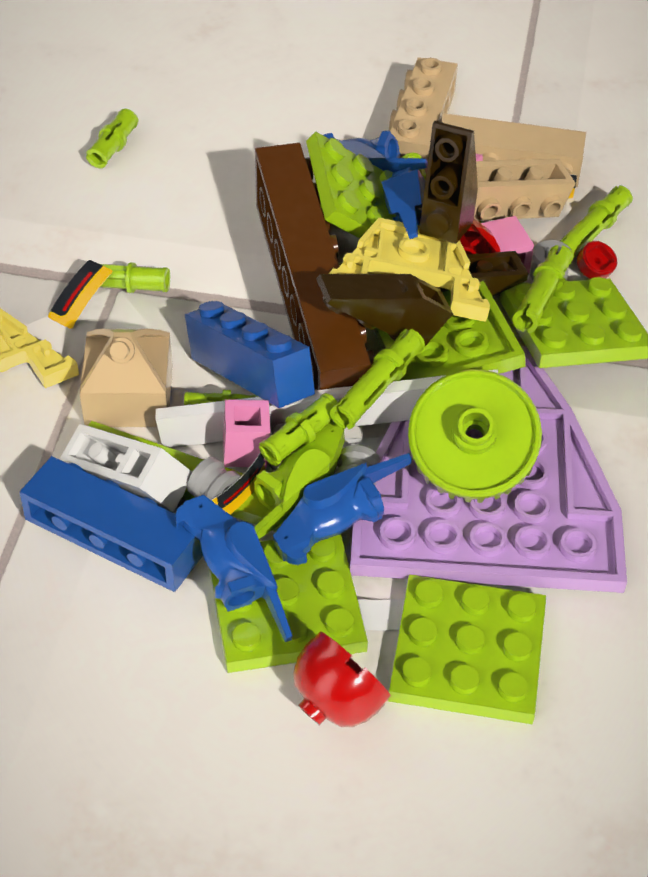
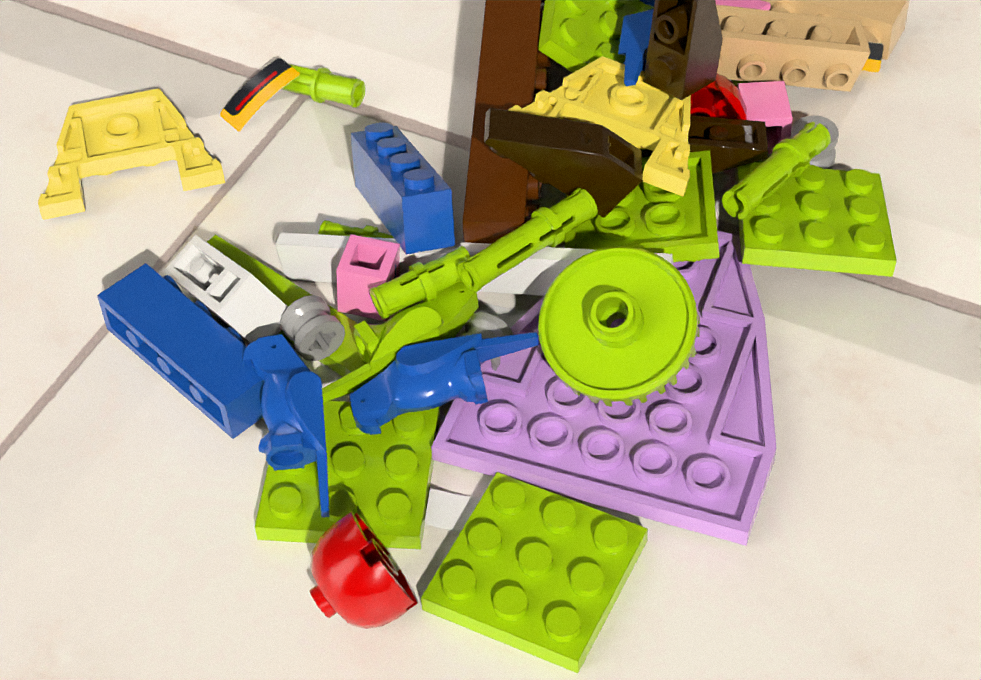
camera: 20 degrees right, 0 degrees up
(126, 376) = (267, 190): tan piece -> none
(241, 489) = (335, 341): sticker -> none
(596, 260) = (872, 149): red tile -> none
(600, 216) = (898, 98): lime pin -> none

